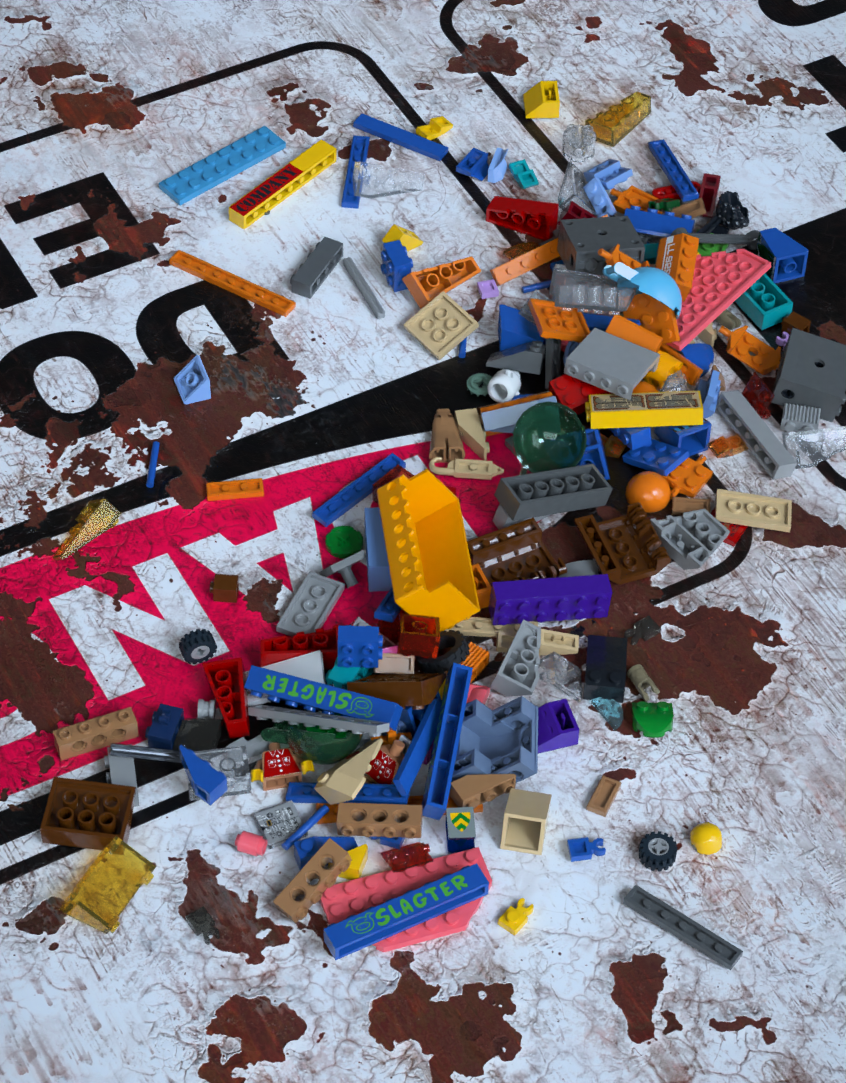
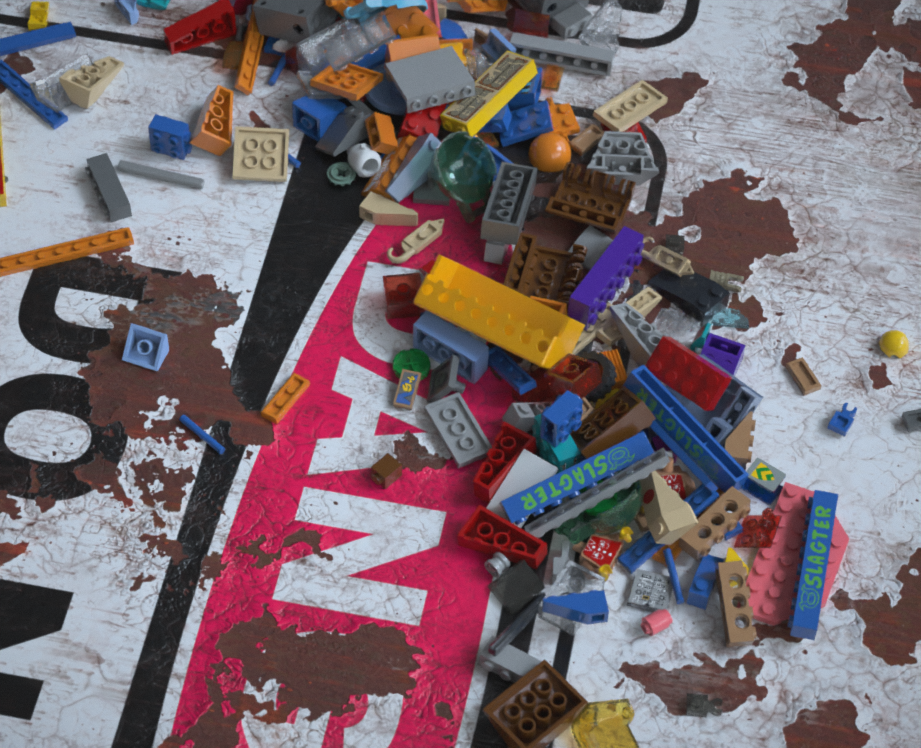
camera: 50 degrees left, 5 degrees up
(92, 521) = (228, 517): clear yellow wedge -> none
(95, 733) = (453, 654): medium nougat brick -> none
(164, 727) = (490, 603): dark blue brick -> none
(197, 646) = (432, 527): black wheel -> none
(315, 552) = (407, 389): none -> tile
(355, 491) = (371, 320): blue plate -> none
(398, 193) = (89, 82): none -> tan wedge
(406, 237) = (139, 117): yellow slope -> none
(445, 438) = (374, 231): medium nougat piece -> none
(474, 164) = (108, 18): blue slope -> none
(487, 289) = (249, 102): lavender plate -> none
(499, 704) = (688, 373): none -> red brick
(515, 919) = (865, 506): yellow plate -> none
(525, 821) = (790, 436): tan slope -> none
(533, 374) = (381, 133): none -> orange brick
(556, 695) = (700, 338): none -> teal slope
(618, 628) = (667, 259): none -> tan plate
(652, 718) = (761, 298): green slope -> none
(665, 849) = (879, 372): black wheel -> none

